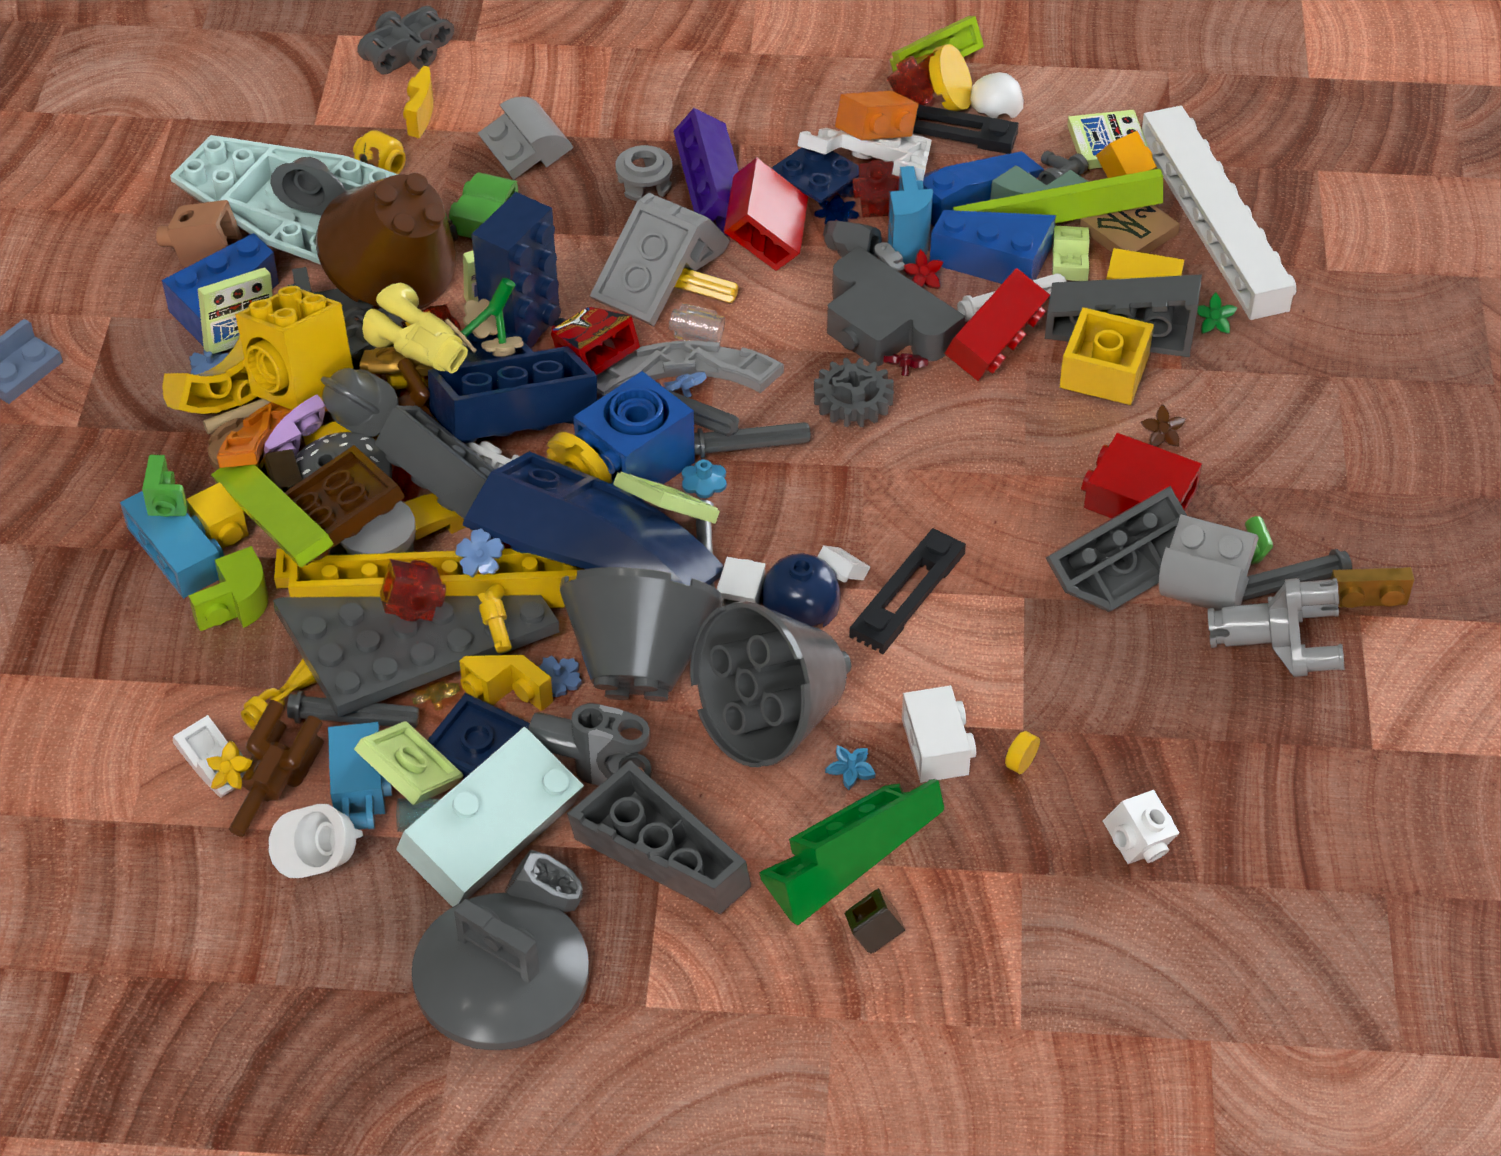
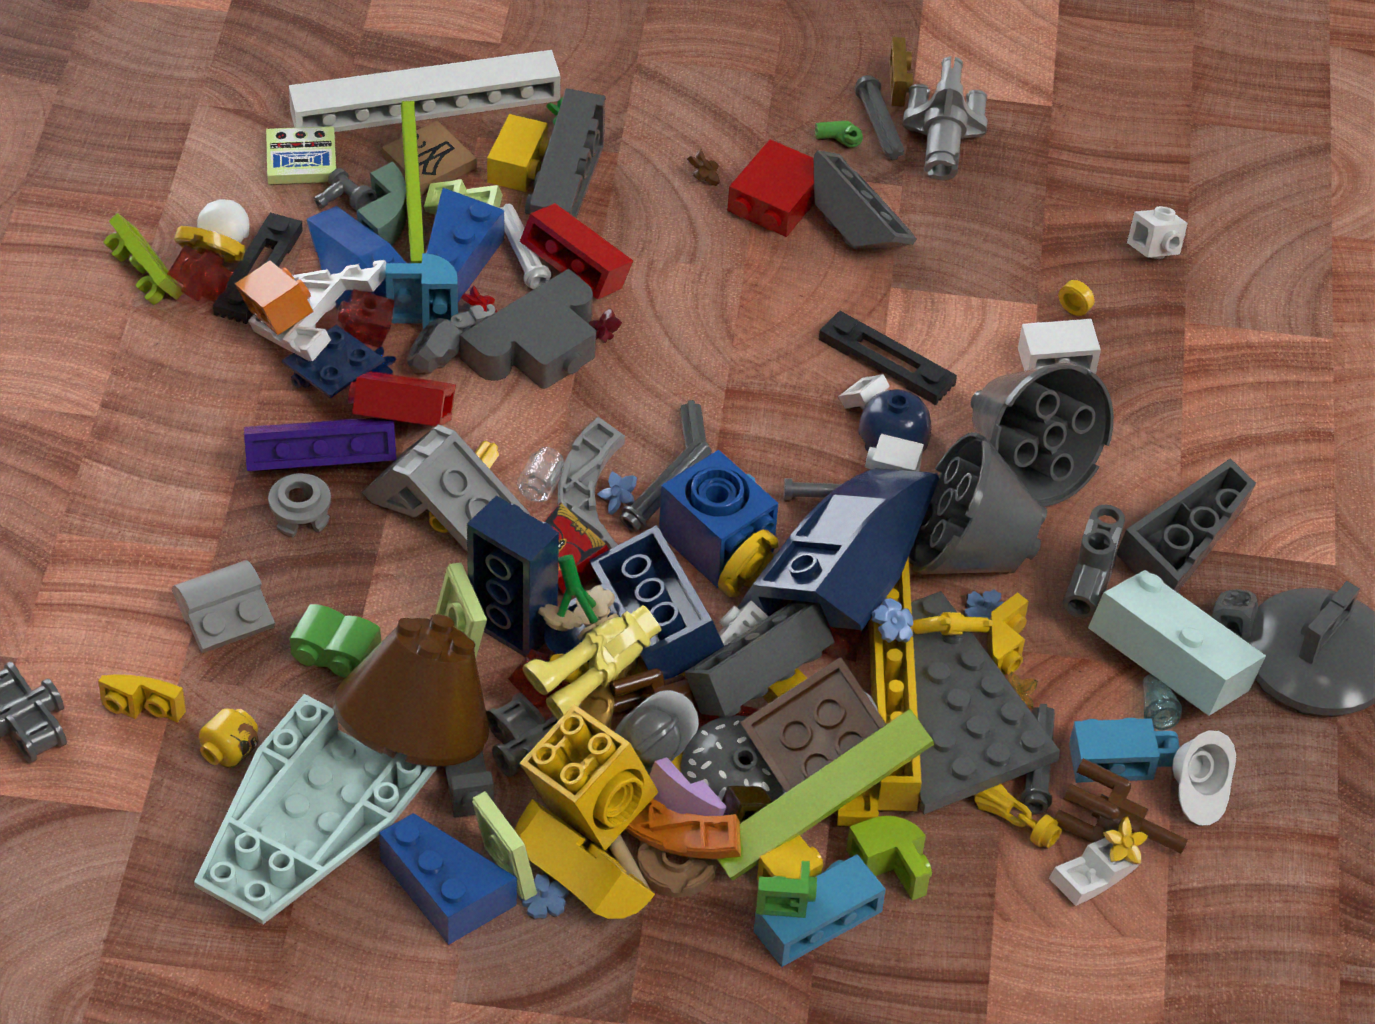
camera: 90 degrees left, 0 degrees up
(199, 231) = (361, 891): nougat torso -> none
(305, 185) = (312, 773): dark grey piece -> none
(409, 762) = (1120, 698): yellowish green tile -> none
(412, 590) = (942, 672): clear red brick -> none
(474, 733) = (1068, 667): dark blue tile -> none
(666, 497) = (805, 493): yellowish green tile -> none
(848, 845) = (1171, 414): green wedge -> none
(853, 392) = (646, 366): dark grey gear -> none
(874, 921) = (1247, 408): dark brown slope -> none
(1106, 356) = (624, 184): yellow brick -> none
(1126, 156) = (354, 138): light orange brick -> none
(1207, 564) = (888, 150): light grey brick -> none

